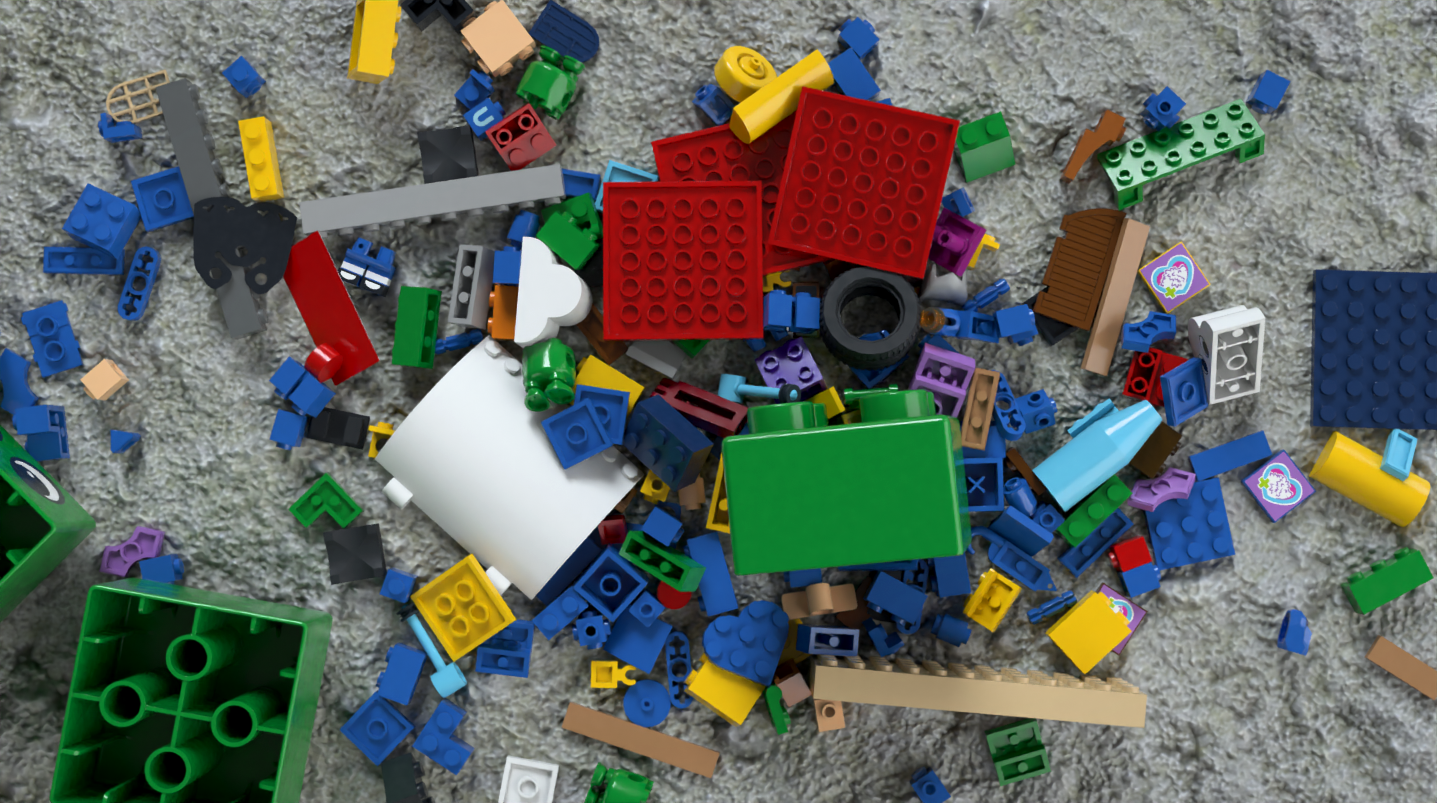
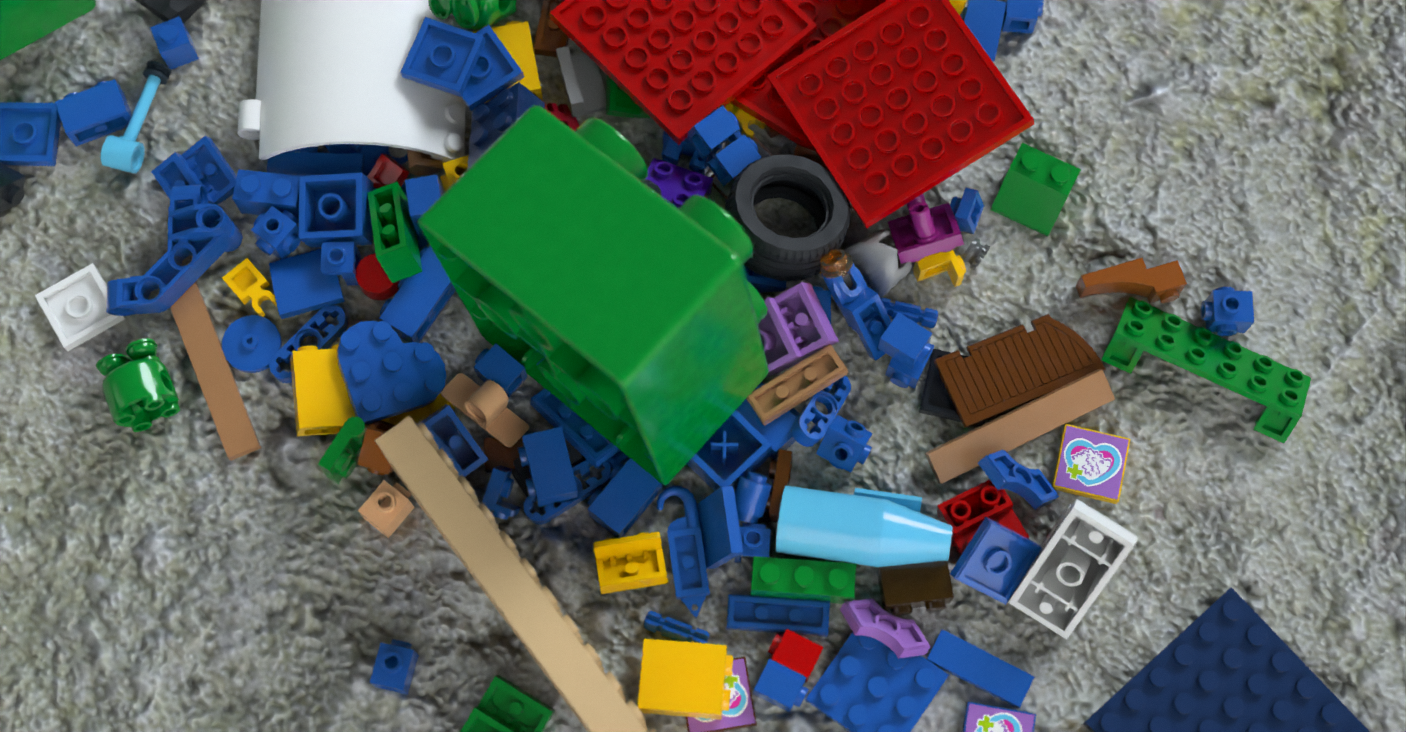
camera: 50 degrees right, 15 degrees down
(438, 738) = (58, 191): blue brick -> none
(463, 607) = (200, 108): yellow plate -> none
(547, 684) = (193, 231): none -> blue connector
(951, 630) = (567, 552): blue brick -> none
(987, 221) = (974, 253): none -> dark grey bush
(1267, 92) = (1341, 392): blue brick -> none

